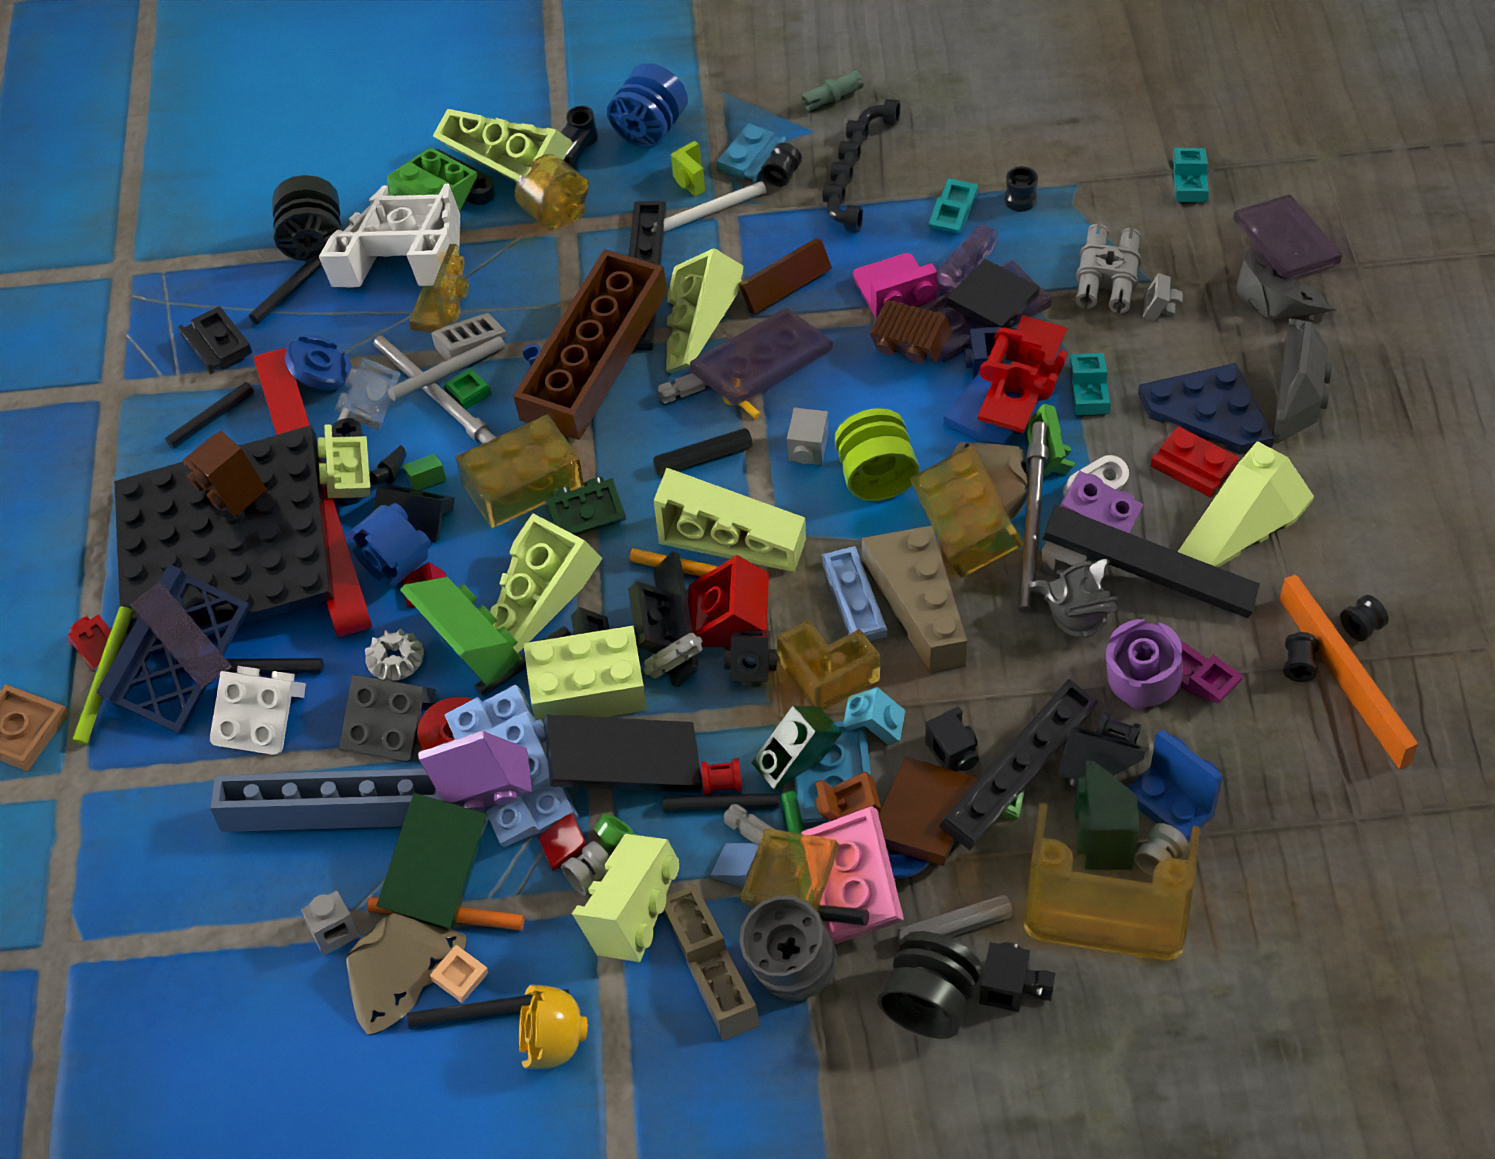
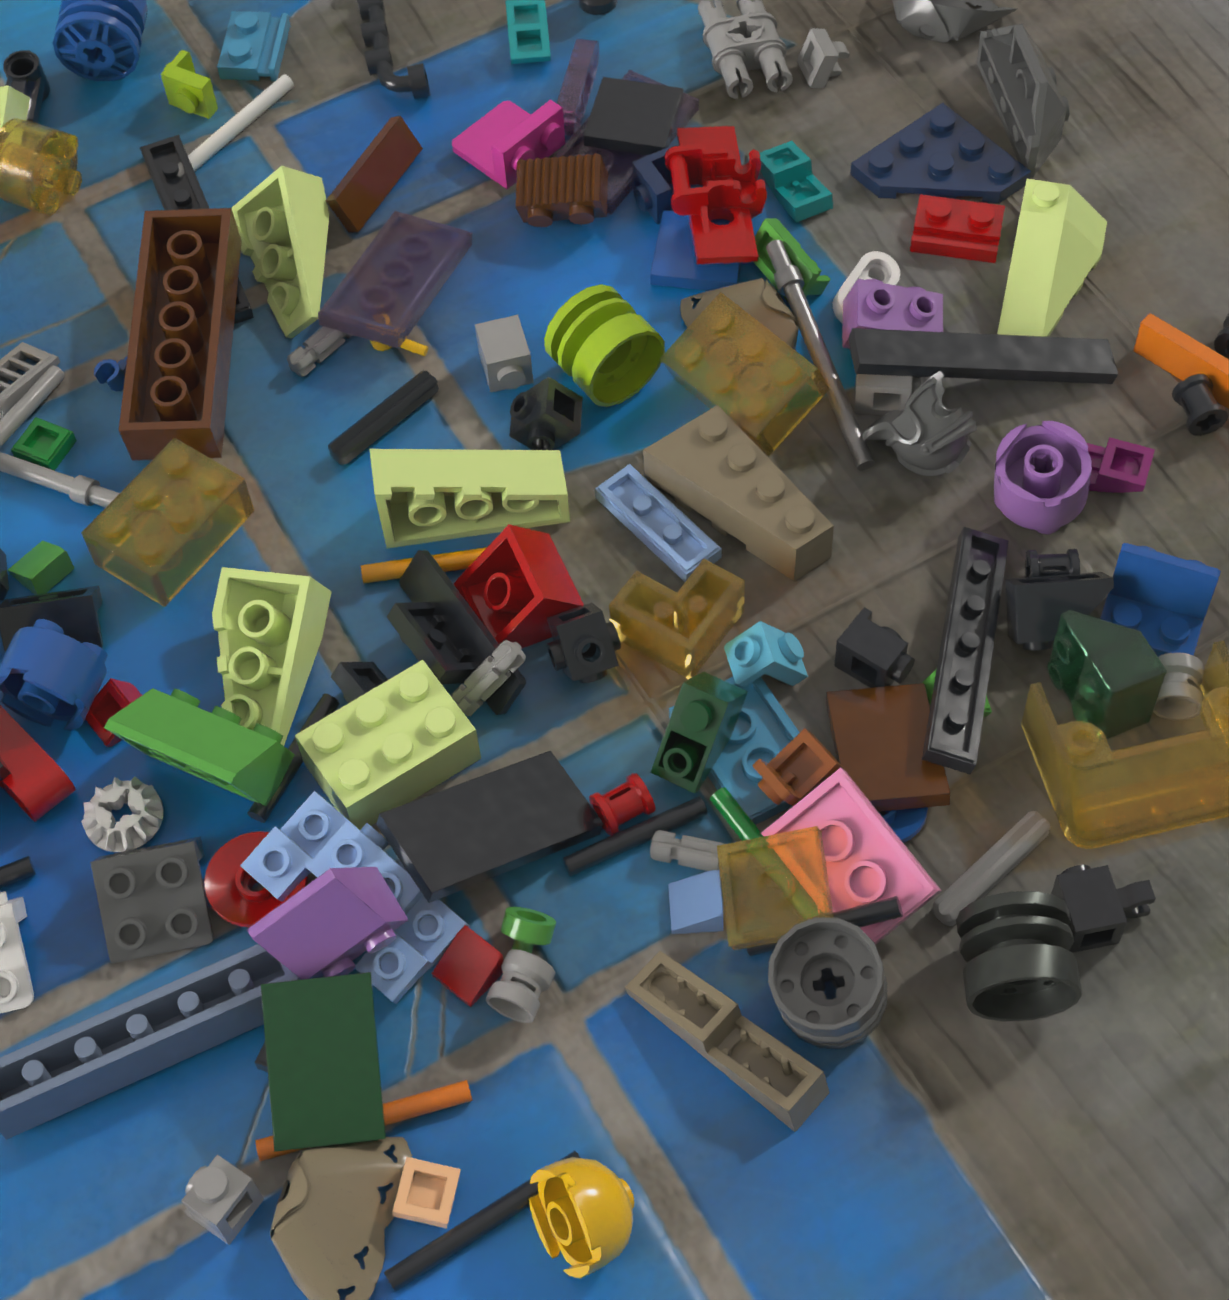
camera: 25 degrees left, 5 degrees up
(587, 507) = (278, 537): dark green bracket -> none
(629, 897) = (597, 1001): yellowish green wedge -> none
(781, 164) = (299, 46): black wheel -> none
(810, 490) = (546, 416): none -> black brick

